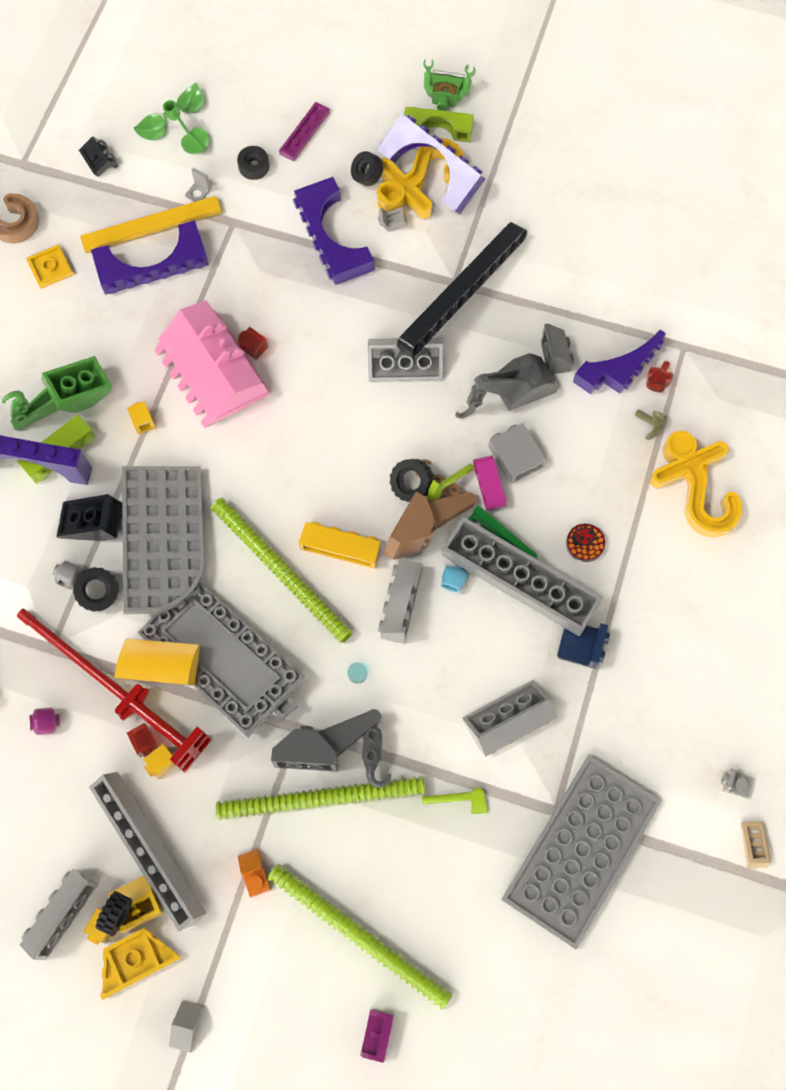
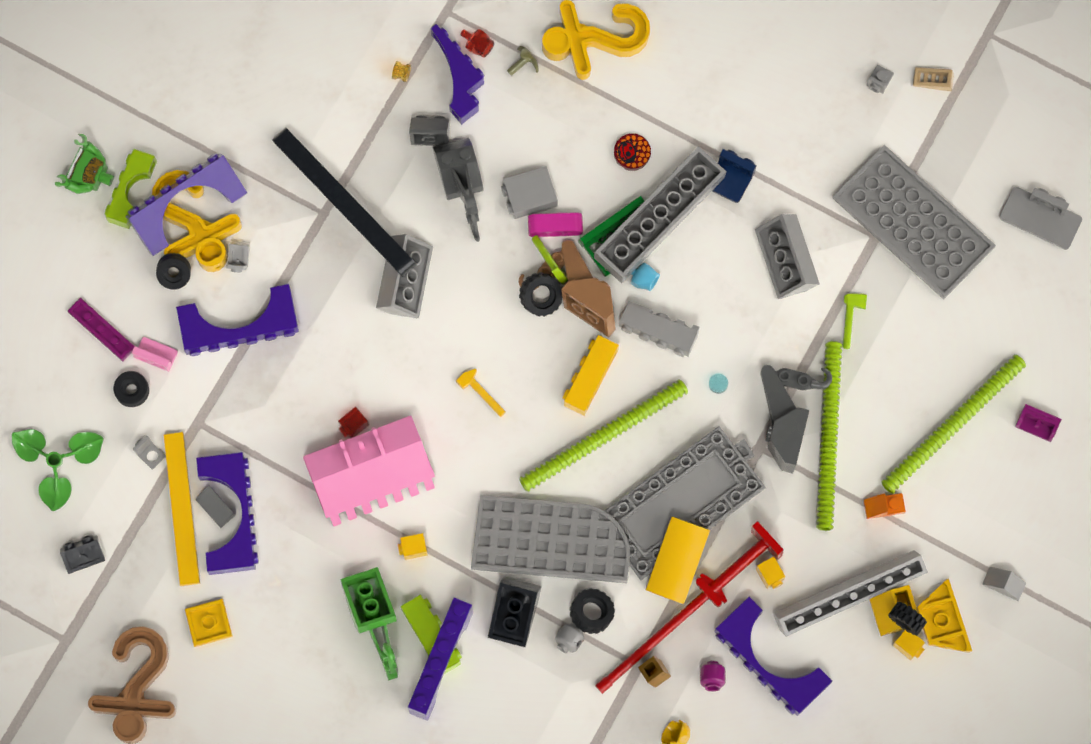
camera: 80 degrees left, 5 degrees up
(36, 809) = (794, 692): none -> dark purple arch
(40, 660) = (654, 671): none -> pearl gold brick
(58, 915) = (893, 679): light grey slope -> none
(142, 740) = (748, 586): clear red brick -> none
(157, 249) = (215, 506): none -> dark grey slope
(289, 174) = (155, 354): none -> bright pink panel
(316, 435) = (467, 379): none -> yellow piece
(610, 316) = (401, 71): none -> clear yellow wheel
(624, 1000) = (1042, 216): none -> light grey bracket

